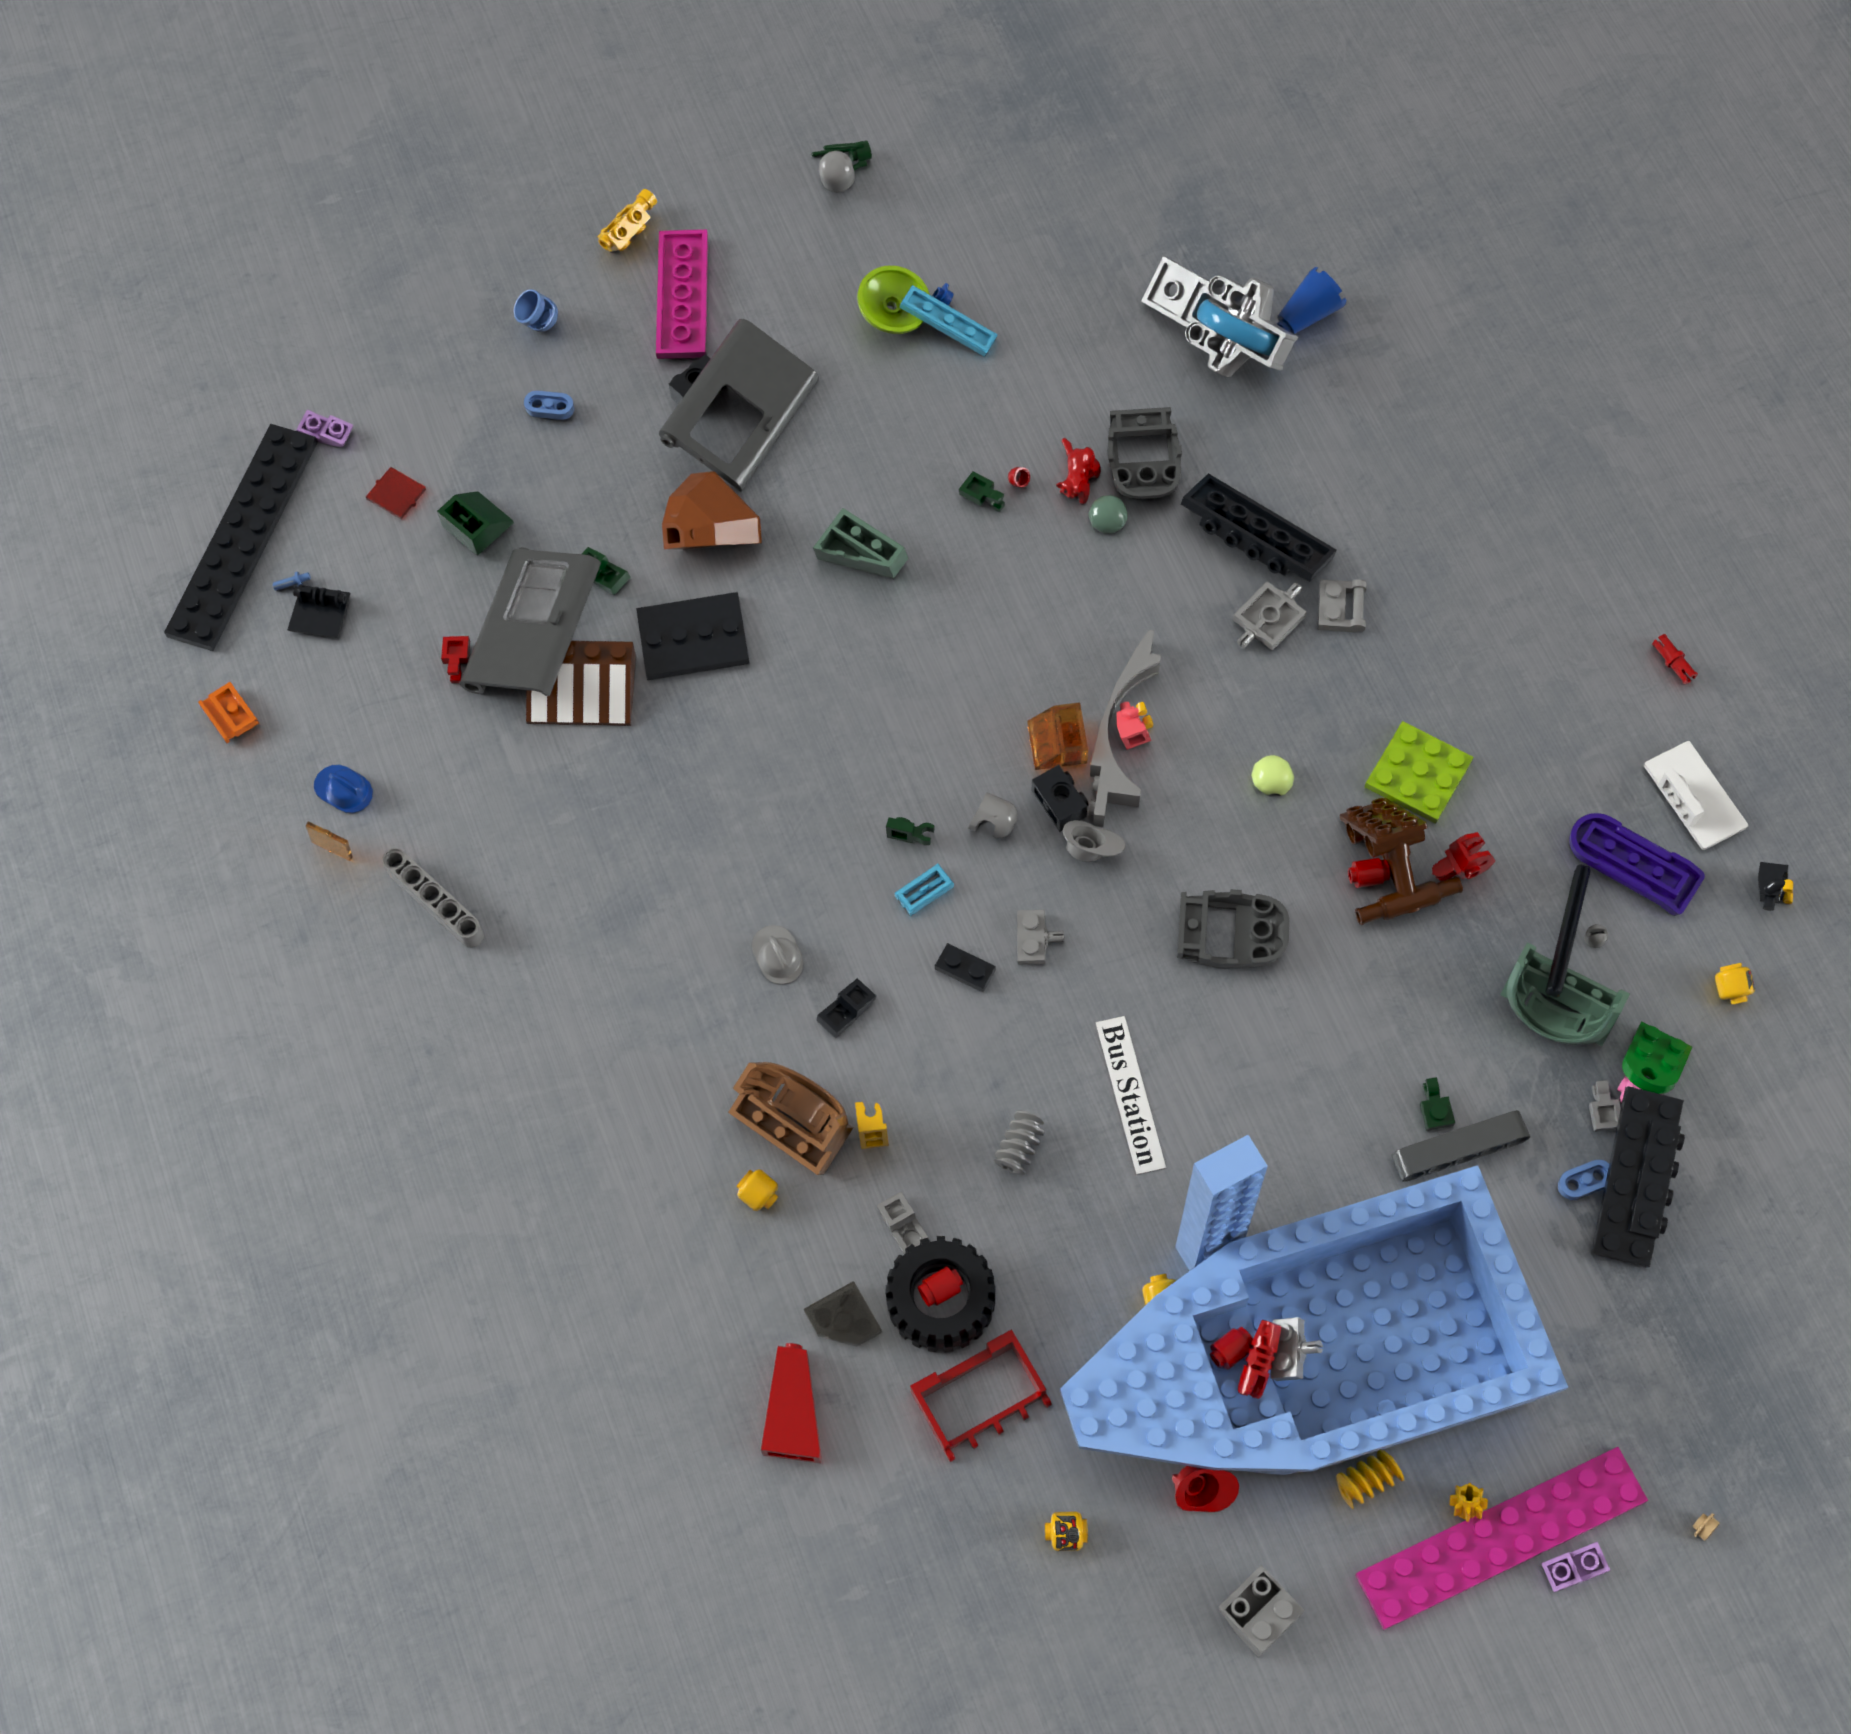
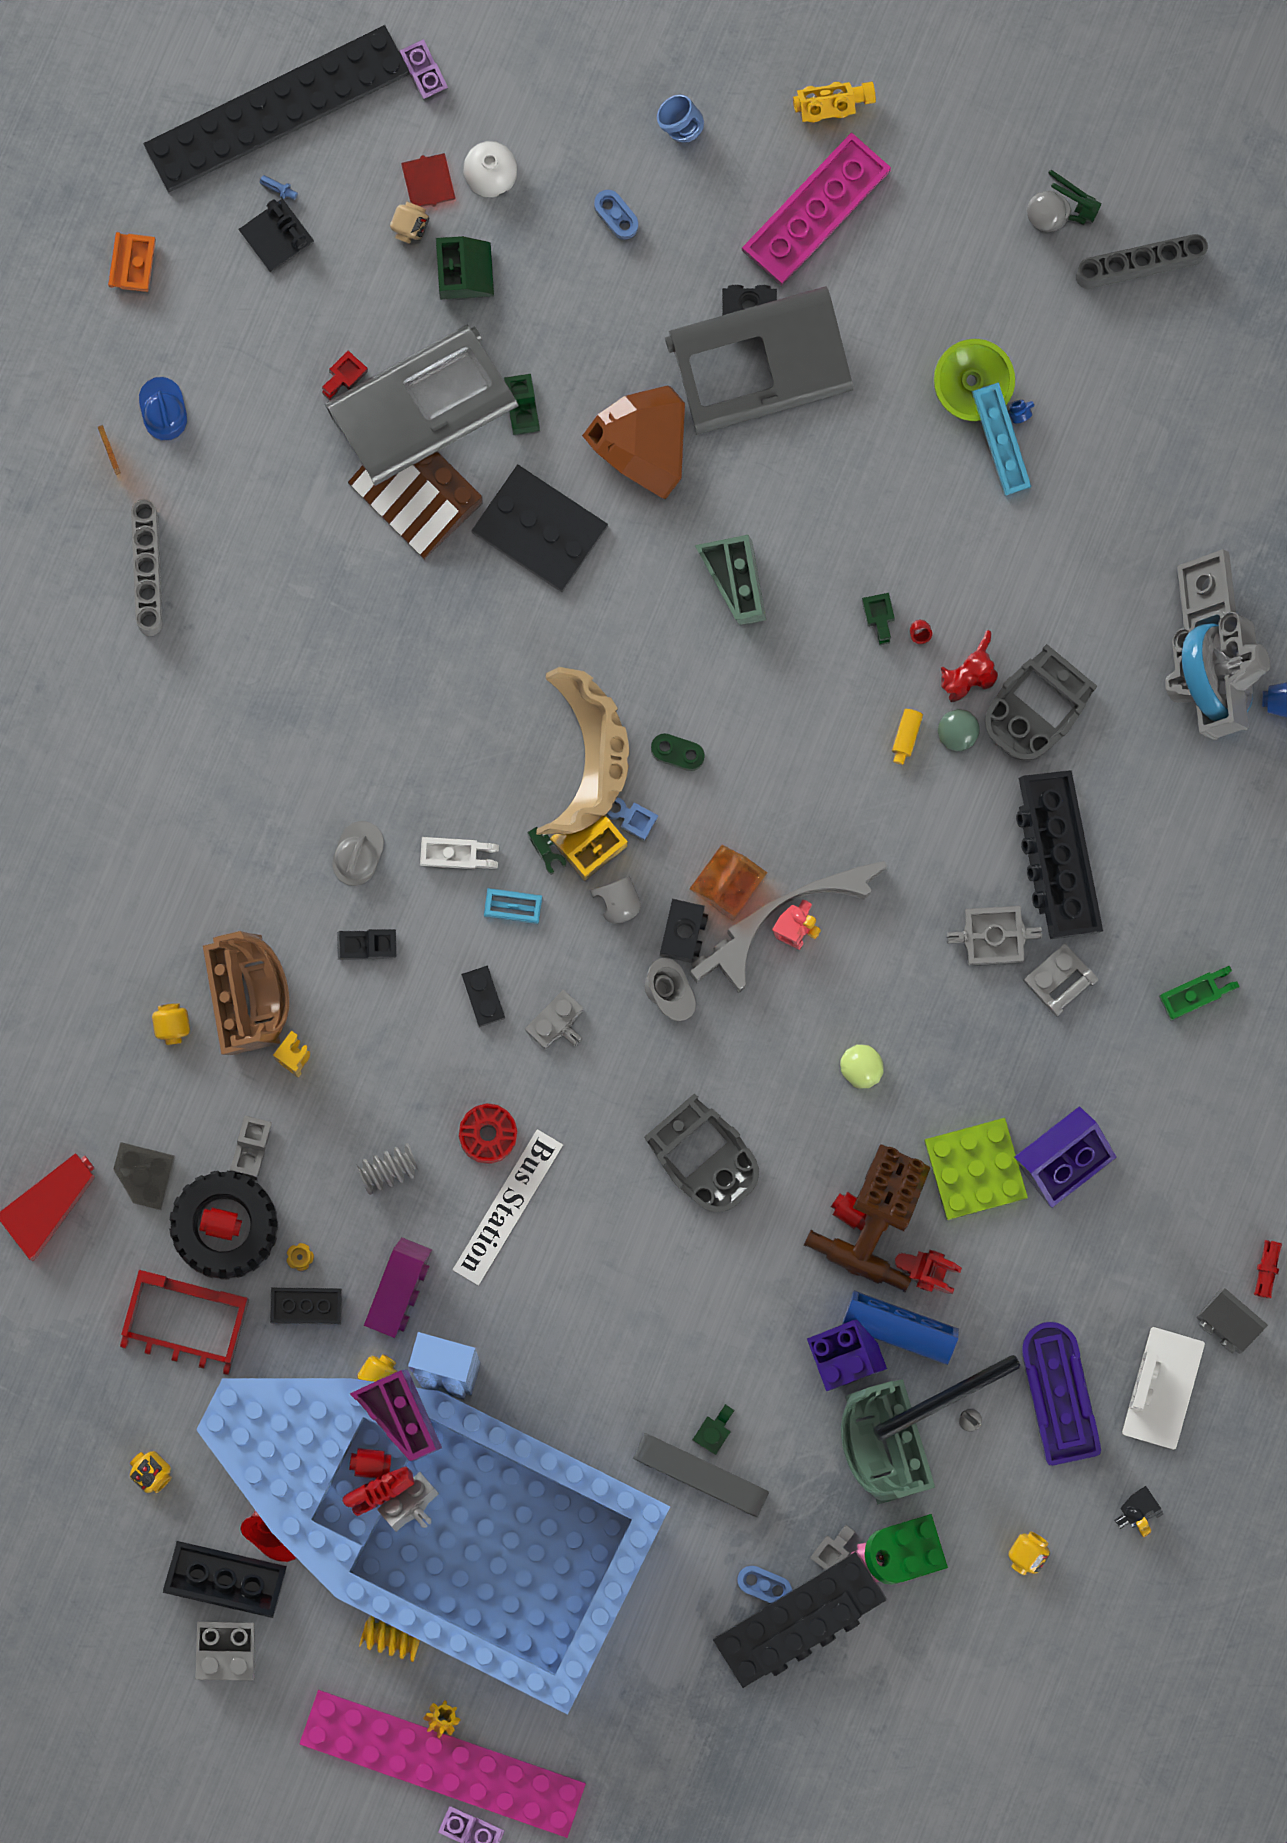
camera: 35 degrees right, 15 degrees up
(408, 524) = (409, 222): none -> tan head
(432, 448) = (490, 169): none -> white cylinder
(848, 889) = (455, 853): none -> white hinge
(879, 729) = (604, 751): none -> tan windscreen
(926, 152) = (1151, 252): none -> dark grey beam
(935, 796) = (591, 847): none -> yellow slope
(936, 692) = (677, 753): none -> dark green plate
(952, 757) = (636, 820): none -> medium blue plate
(1013, 1262) = (307, 1257): none -> yellow plate
(1058, 1297) = (306, 1306): none -> black piece
(1068, 1038) = (487, 1116): none -> red wheel
(1077, 546) = (906, 735): none -> yellow cylinder
(1114, 1219) = (398, 1288): none -> magenta wedge
(1203, 1558) = (225, 1579): none -> black slope
(1221, 1279) = (400, 1413): none -> magenta wedge
(1437, 535) = (1196, 993): none -> green hinge
(1468, 707) = (1065, 1156): none -> dark purple slope
(1471, 964) = (846, 1354): none -> dark purple slope
(1487, 915) = (903, 1327): none -> blue brick
(1692, 706) = (1231, 1321): none -> dark grey slope

